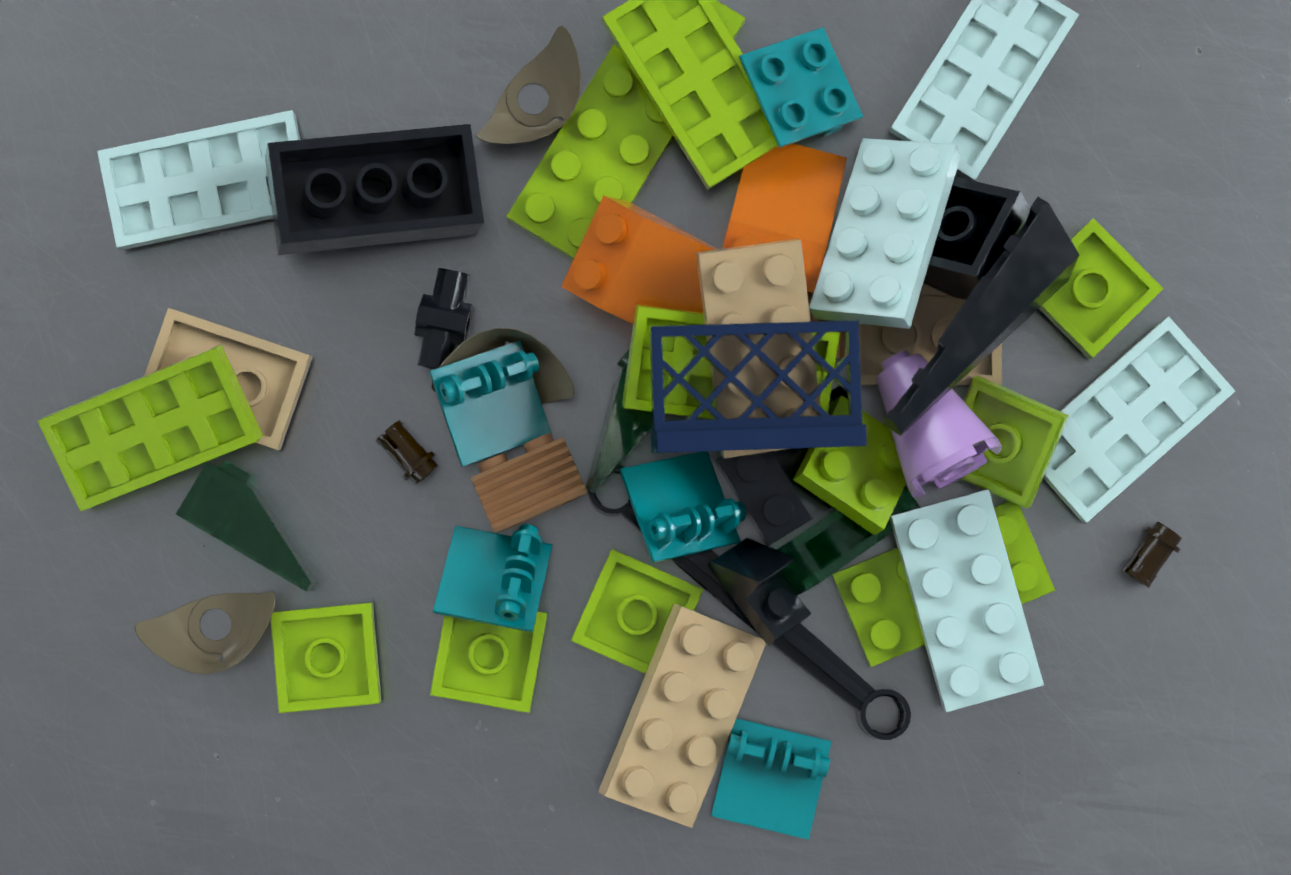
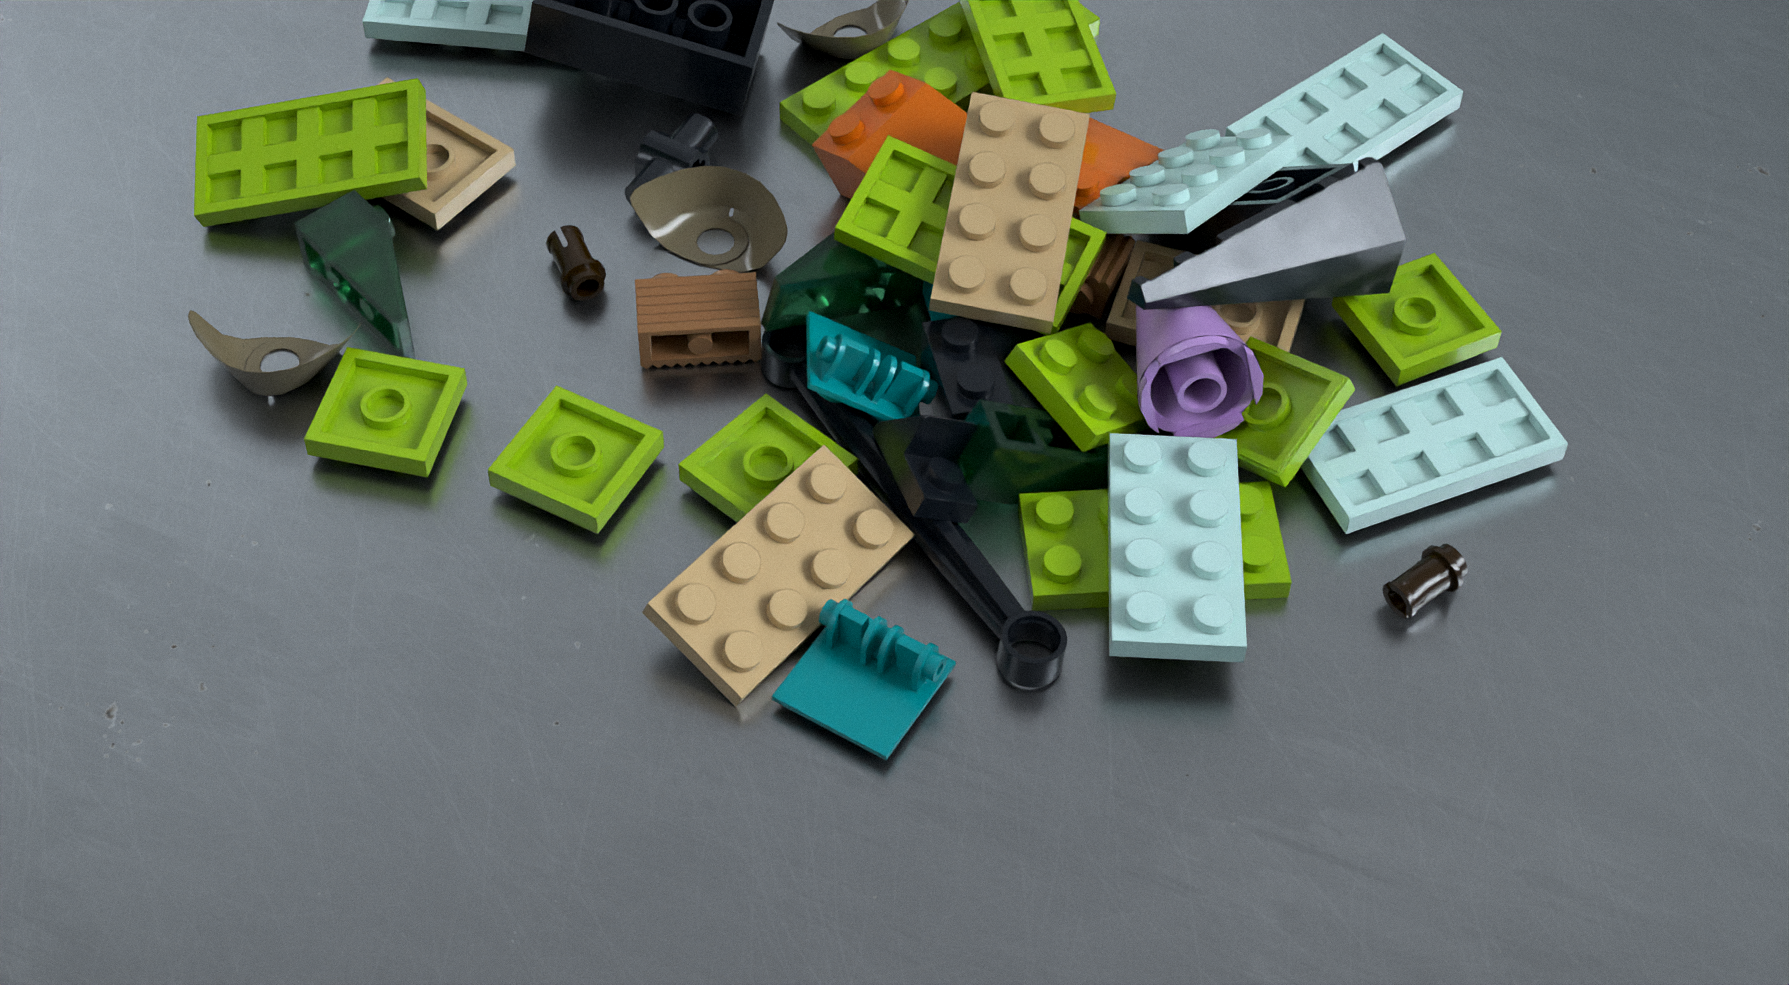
camera: 20 degrees right, 35 degrees down
(490, 402) = (687, 228): teal hinge -> none
(494, 577) = (623, 386): teal hinge -> none
(757, 433) = (977, 254): dark blue fence -> none
(801, 87) = (1140, 68): teal hinge -> none

